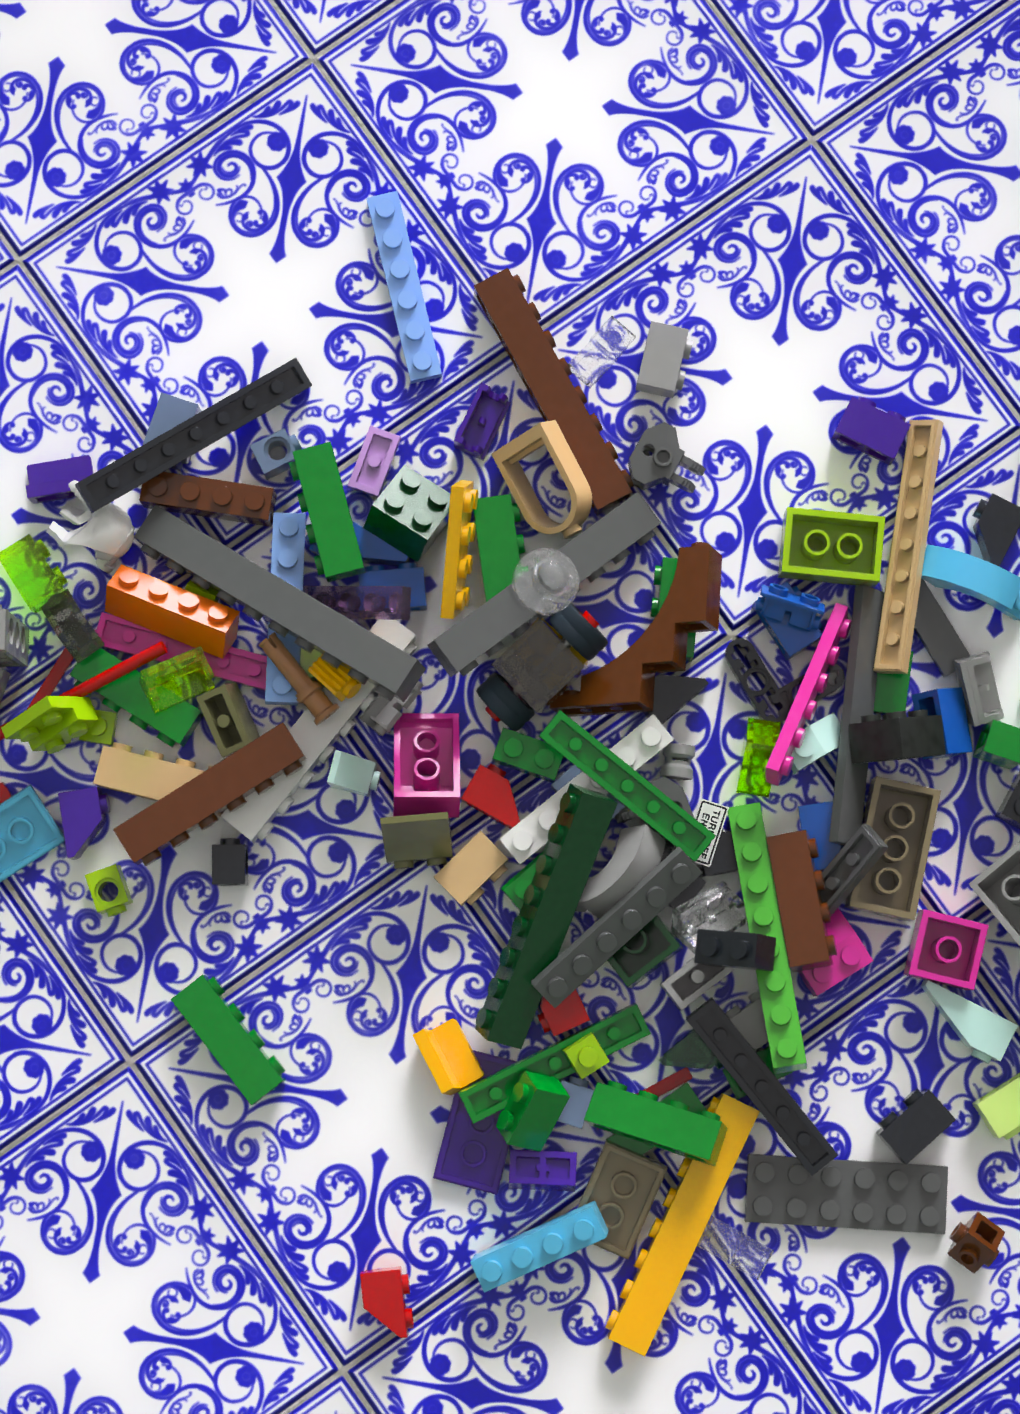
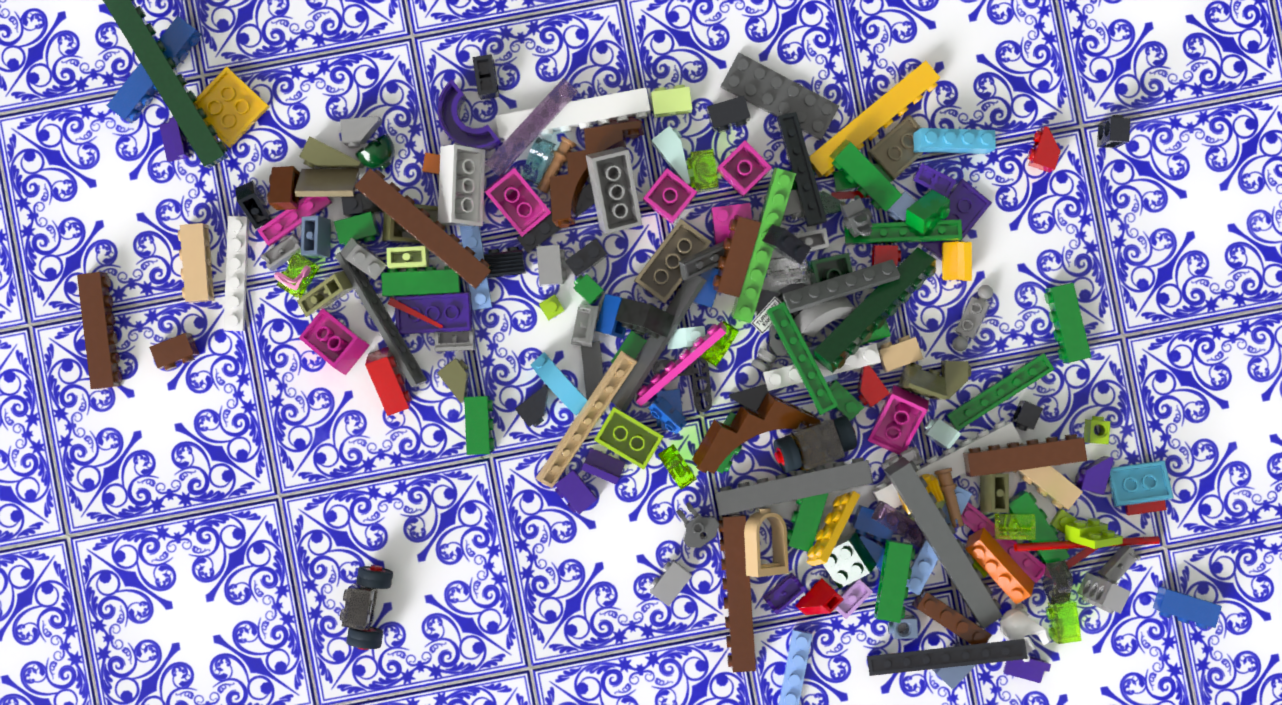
camera: 155 degrees left, 5 degrees up
(287, 882) = (1000, 392): none -> green plate
(292, 1379) = (1113, 132): none -> black brick
(370, 872) = (955, 375): none -> olive slope
(381, 979) = (972, 318): none -> light grey plate
(423, 437) = (820, 599): none -> red slope
(545, 581) = (795, 488): clear plate -> none
(586, 1055) = (885, 227): lime plate -> none
(601, 352) = (701, 602): clear slope -> none
(640, 1047) = (857, 217): none -> dark grey hinge
(735, 538) = (677, 466): none -> clear neon green slope
(735, 1247) = (850, 95): clear slope -> none
(847, 488) = (603, 466): none -> dark purple panel
(850, 1047) = (743, 168): none -> dark pink brick
(911, 1016) = (703, 170): none -> clear neon green brick
(972, 1248) = (726, 39): reddish brown brick -> none

